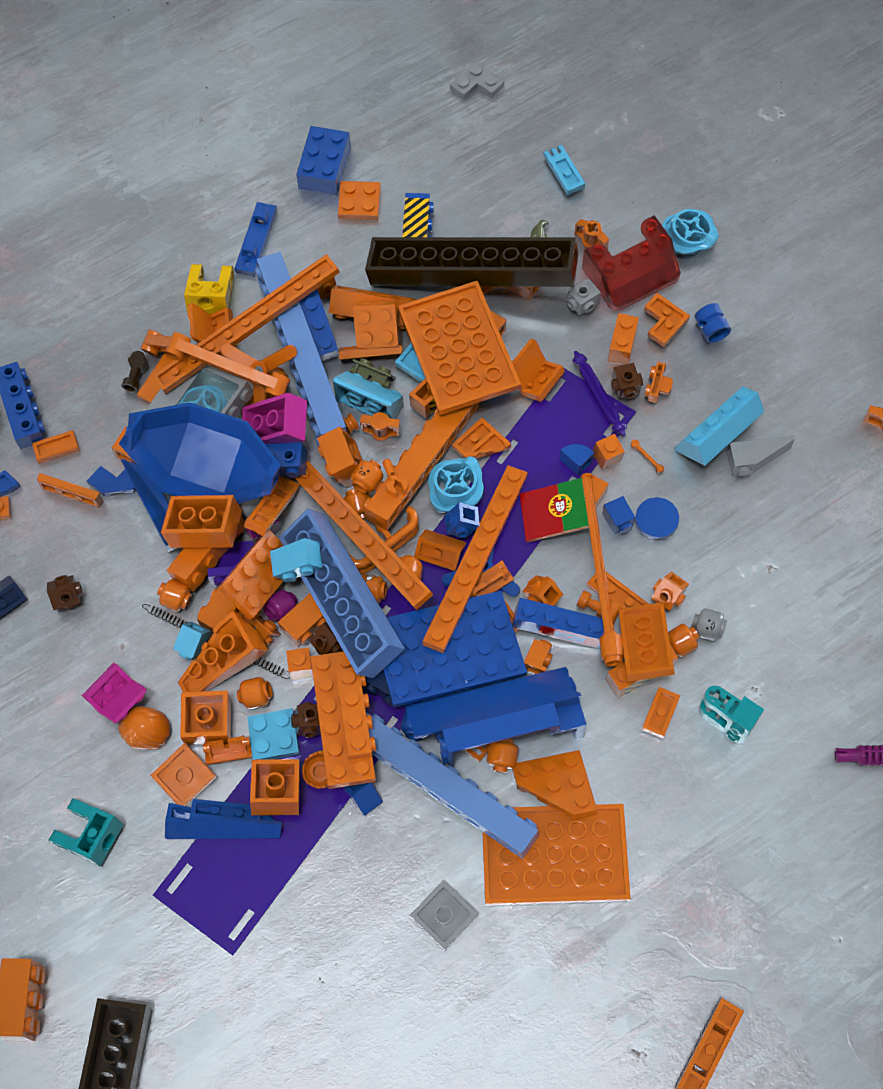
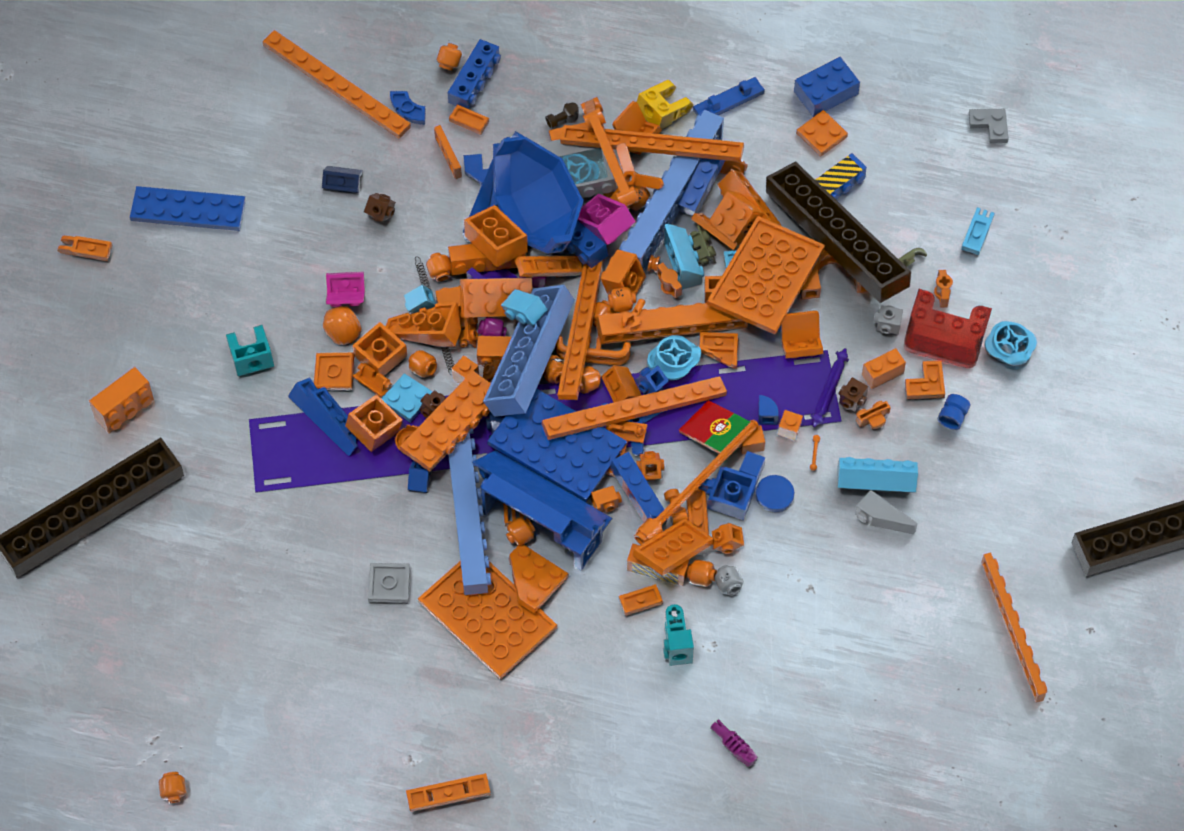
camera: 45 degrees right, 5 degrees down
(630, 550) = (730, 492): none -> blue hinge

